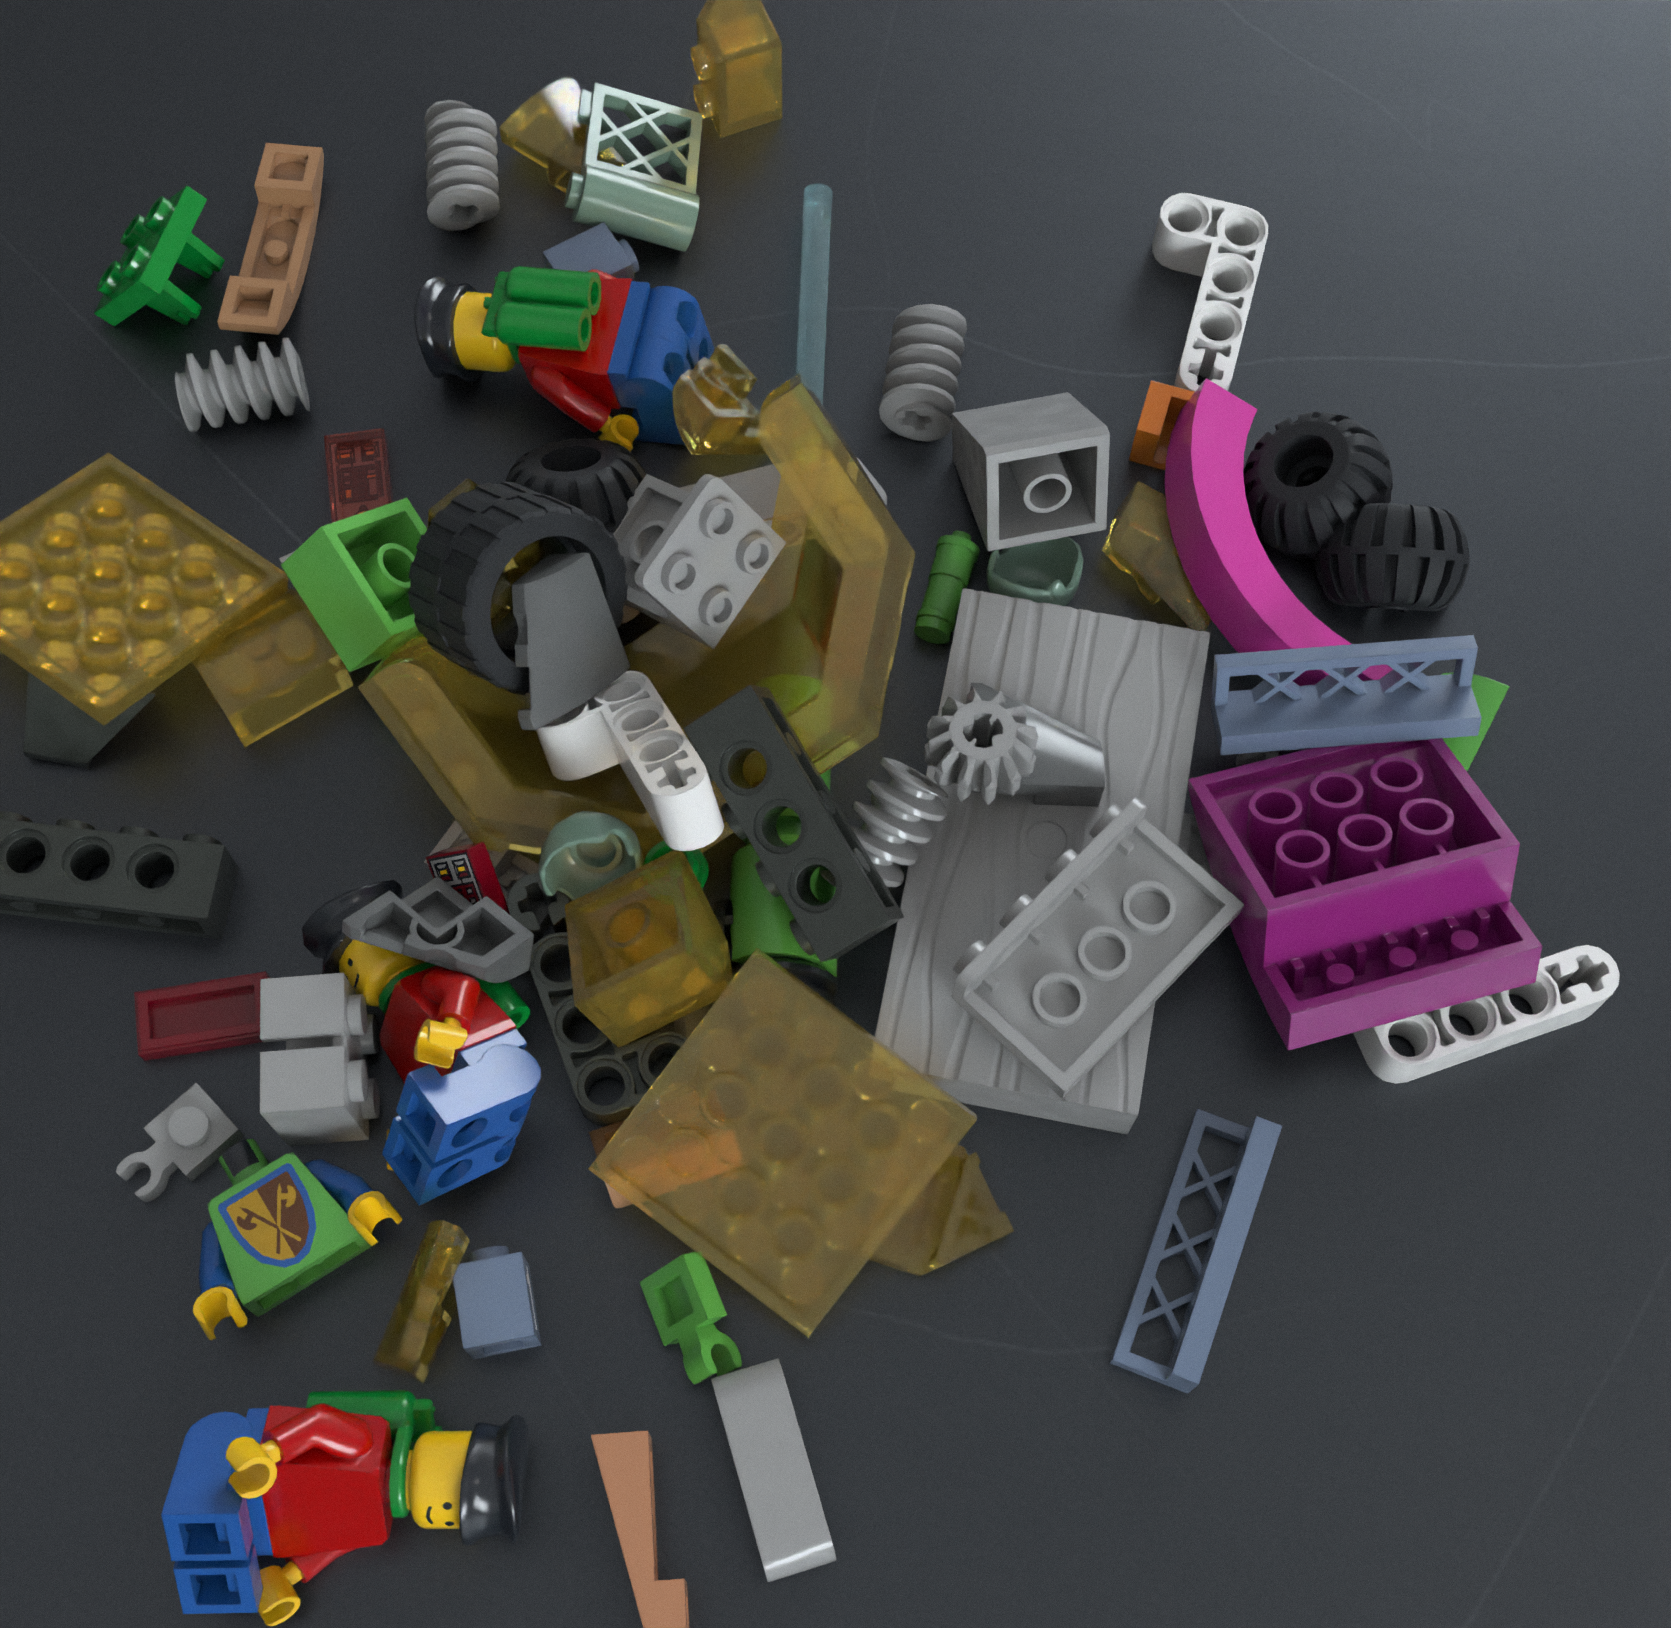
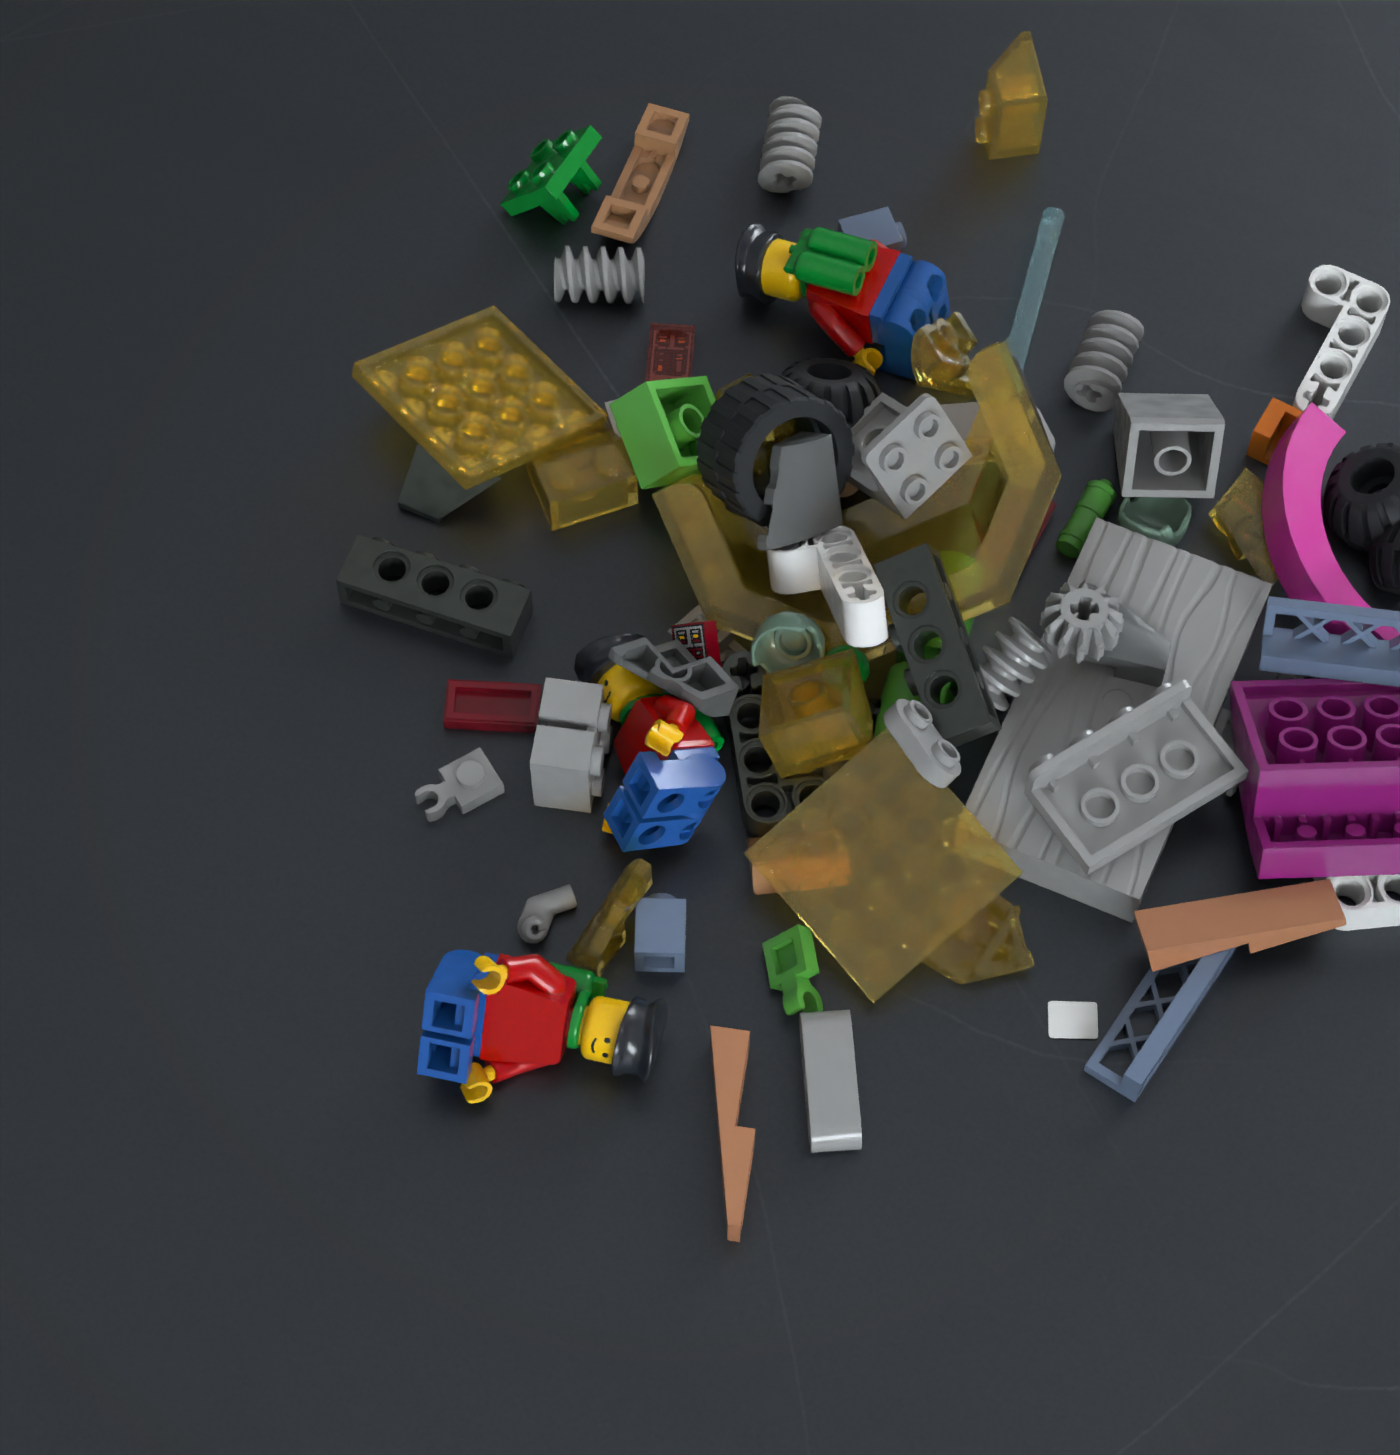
camera: 15 degrees right, 5 degrees down
(279, 1231) = (524, 853): torso -> none
(322, 1307) = (540, 910): none -> light grey arm
(549, 133) = (873, 141): clear yellow slope -> none
(634, 196) = (914, 191): sand green piece -> none
(803, 970) = (921, 742): none -> light grey plate
(1079, 1293) = (1072, 1020): none -> white sticker
(1273, 1115) = (1252, 918): none -> nougat slope

